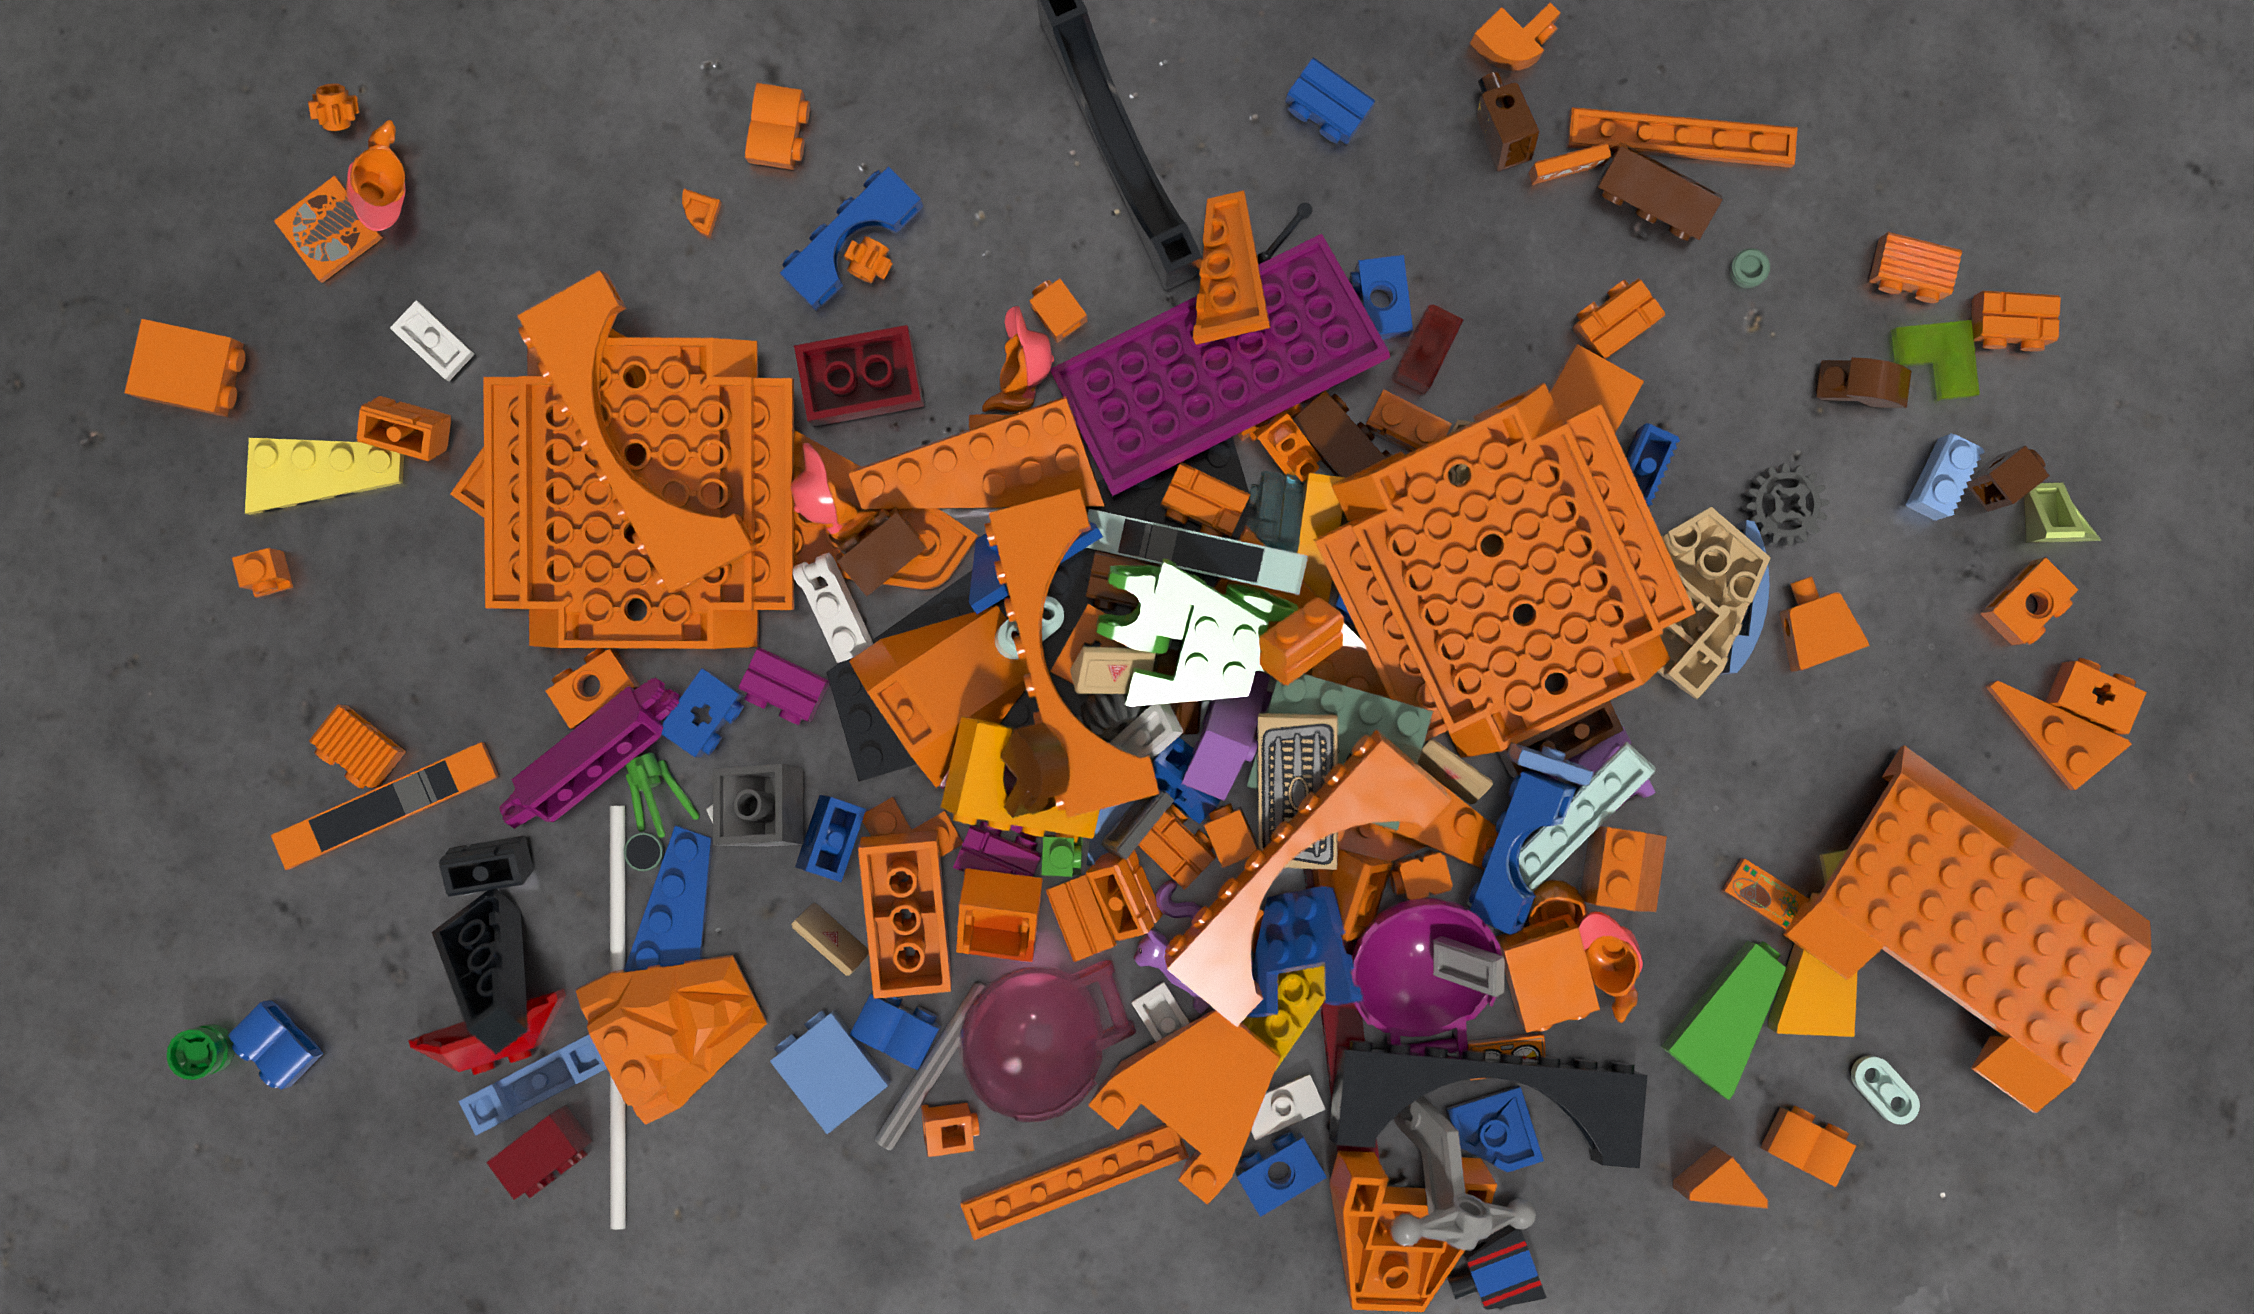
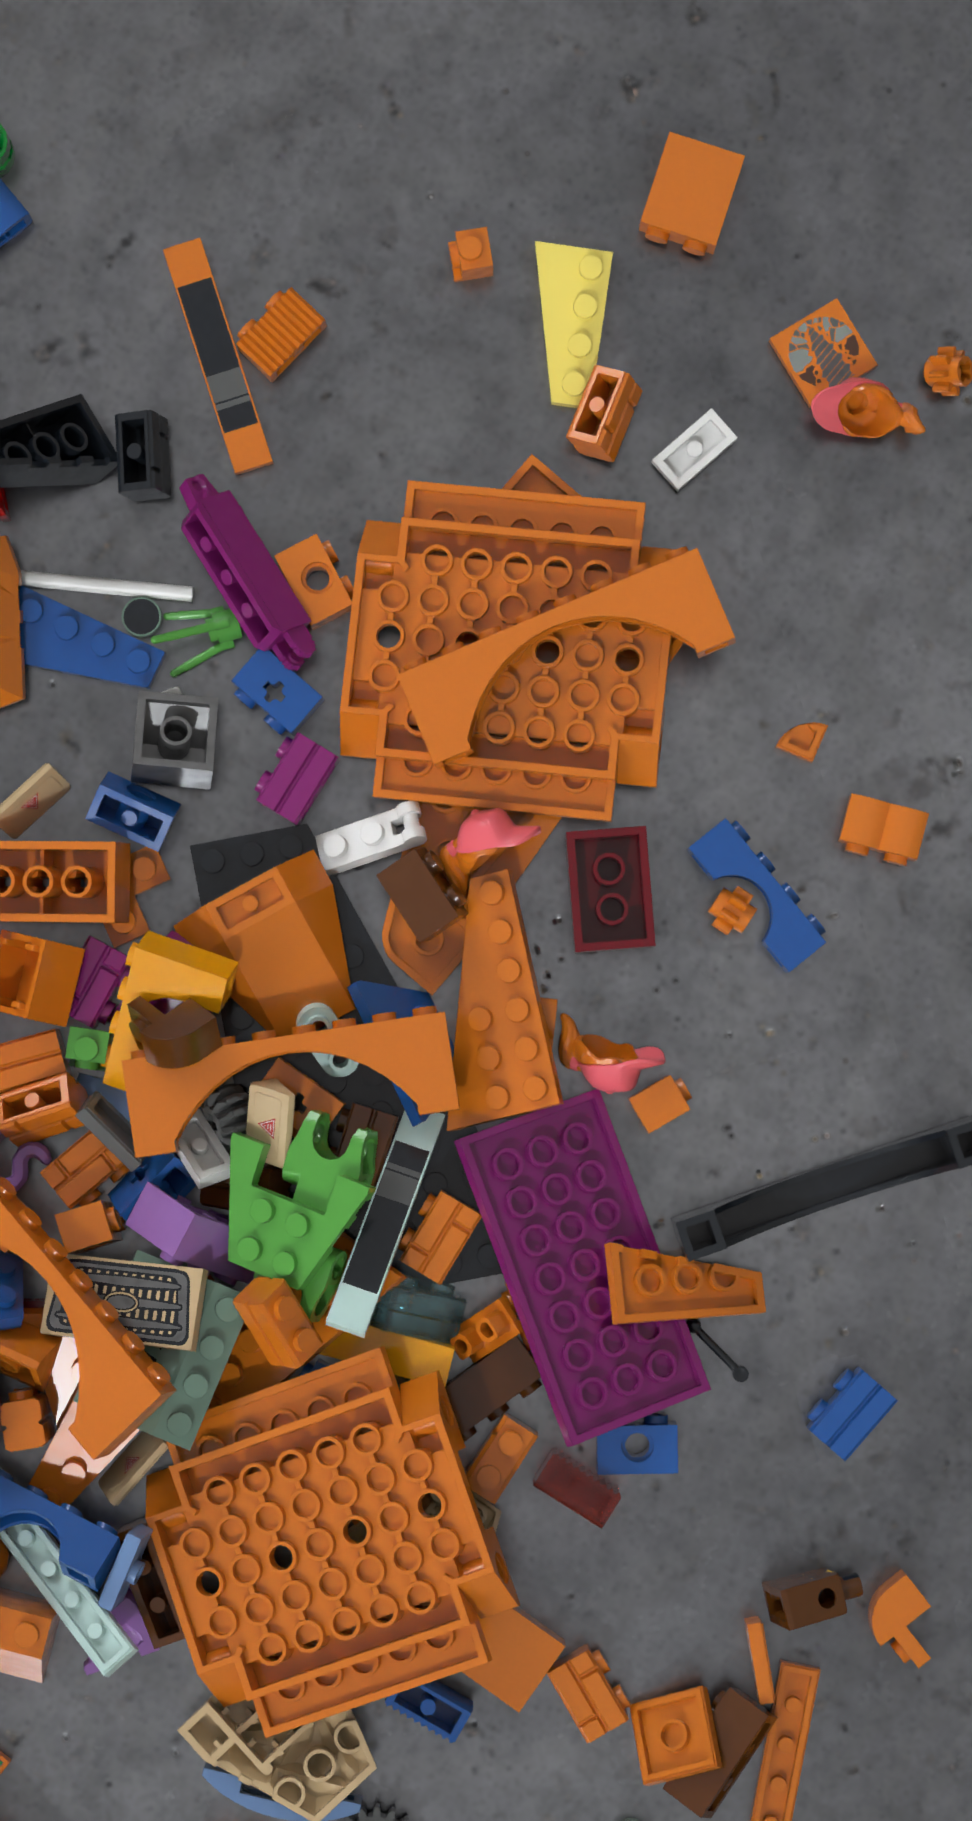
camera: 100 degrees right, 0 degrees up
(1649, 233) = (675, 1735): none -> orange tile

